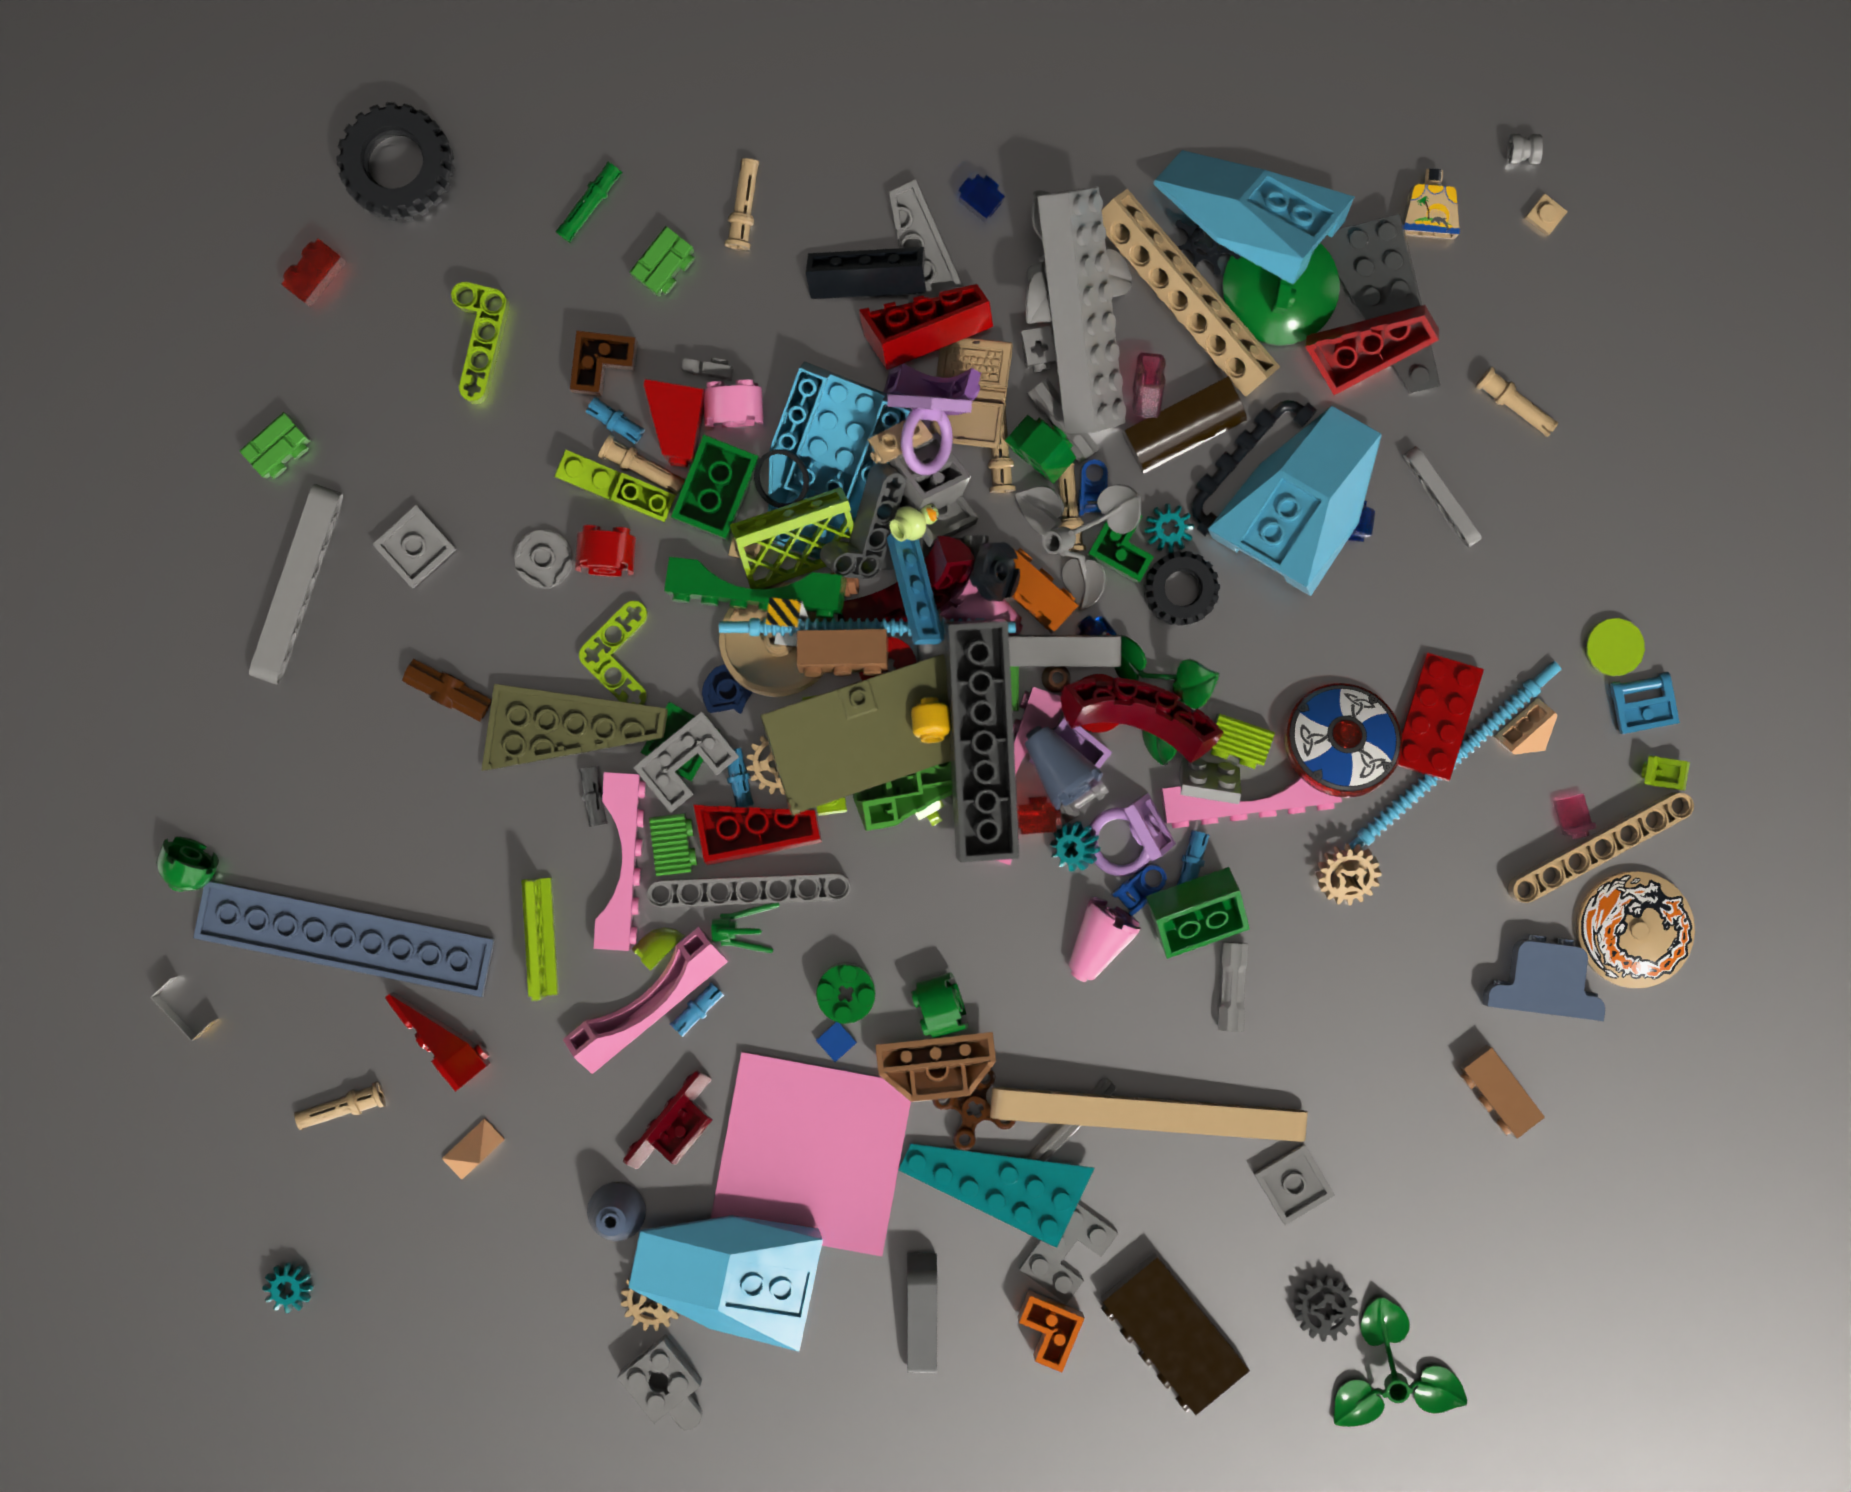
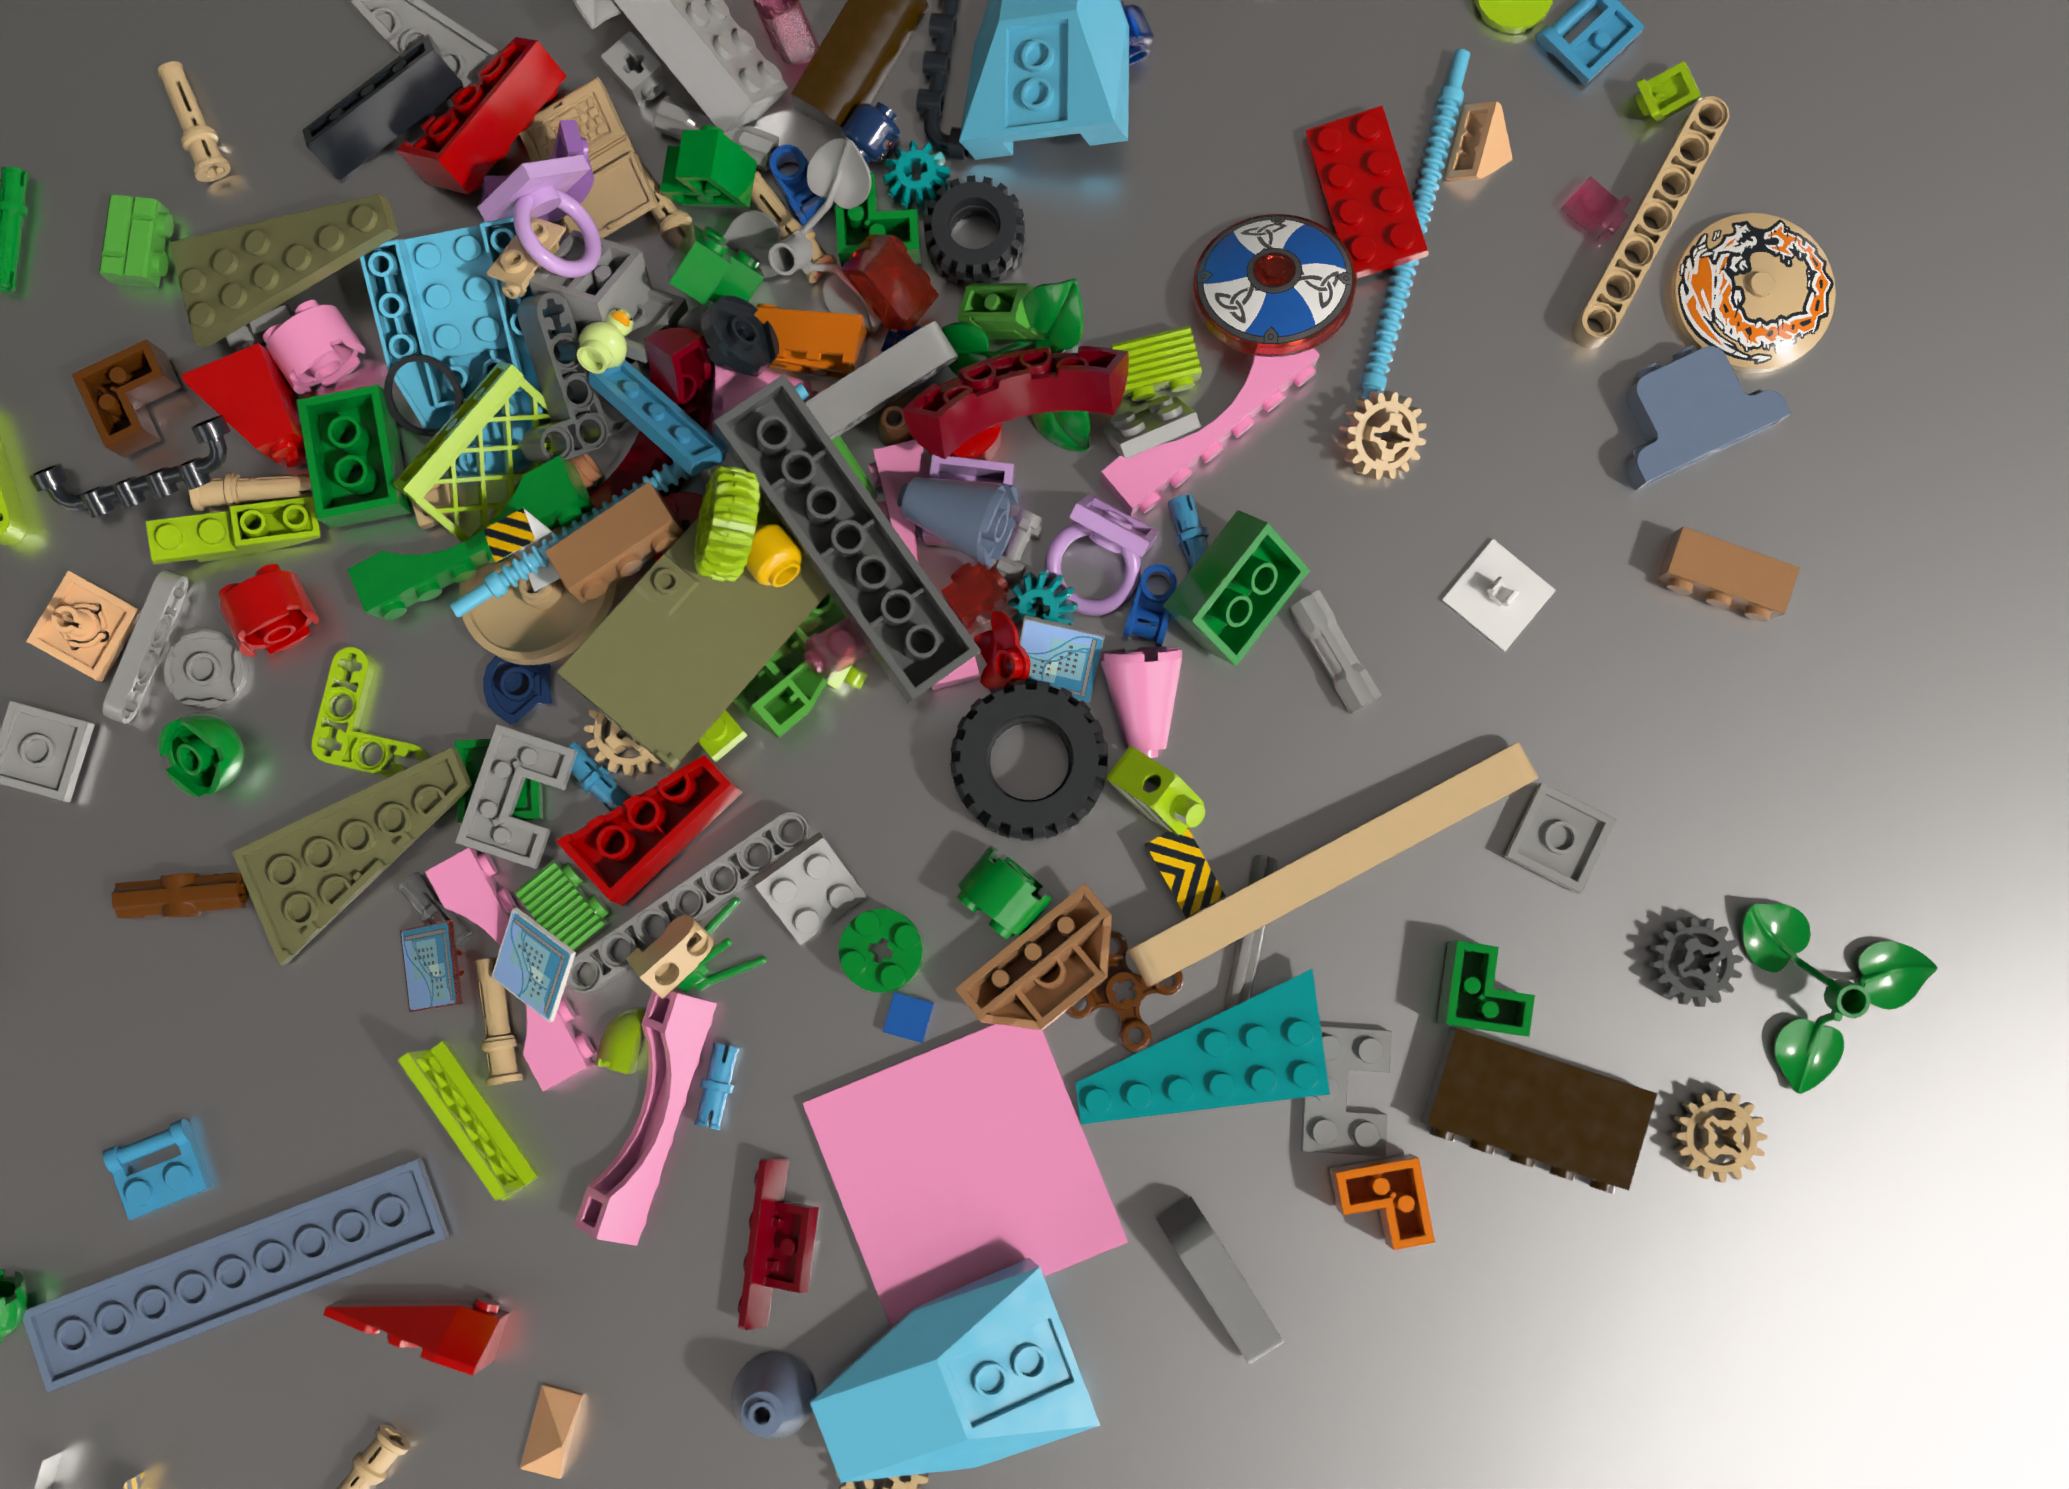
camera: 30 degrees left, 5 degrees down
(331, 855) = (163, 1182): none -> dark azure plate
(487, 486) = (72, 618): none -> light nougat plate
(513, 614) = (202, 753): none -> green cylinder
(517, 522) = (145, 646): none -> light grey beam
(566, 421) = (131, 490): none -> black bar
(572, 830) = (431, 966): none -> piece
(583, 900) = (498, 1041): none -> tan pin
(615, 420) = (177, 454): dark azure pin -> none
(635, 872) = (533, 964): none -> piece
(721, 918) = (672, 955): none -> tan leg
(727, 333) = (257, 266): none -> olive wing
(826, 928) = (809, 888): none -> light grey plate
(916, 690) = (726, 523): none -> lime gear
(932, 798) = (834, 649): none -> clear pink bracket
(1004, 513) = (711, 270): none -> green brick
(1017, 975) = (1042, 706): none -> black tyre
(1032, 861) = (1002, 653): none -> red plate
(1057, 1060) = (1185, 871): none -> sticker
(1063, 885) = (1062, 655): none -> piece
(1075, 1015) = (1170, 806): none -> lime torso
(1109, 592) = (890, 281): none -> clear red brick
(1158, 482) = (872, 131): none -> dark blue head
(1163, 649) = (998, 310): none -> bright green brick
(1177, 1246) = (1469, 993): none -> green brick
(1282, 1417) = (1705, 1146): none -> tan gear
(1355, 1014) = (1498, 595): none -> white piece

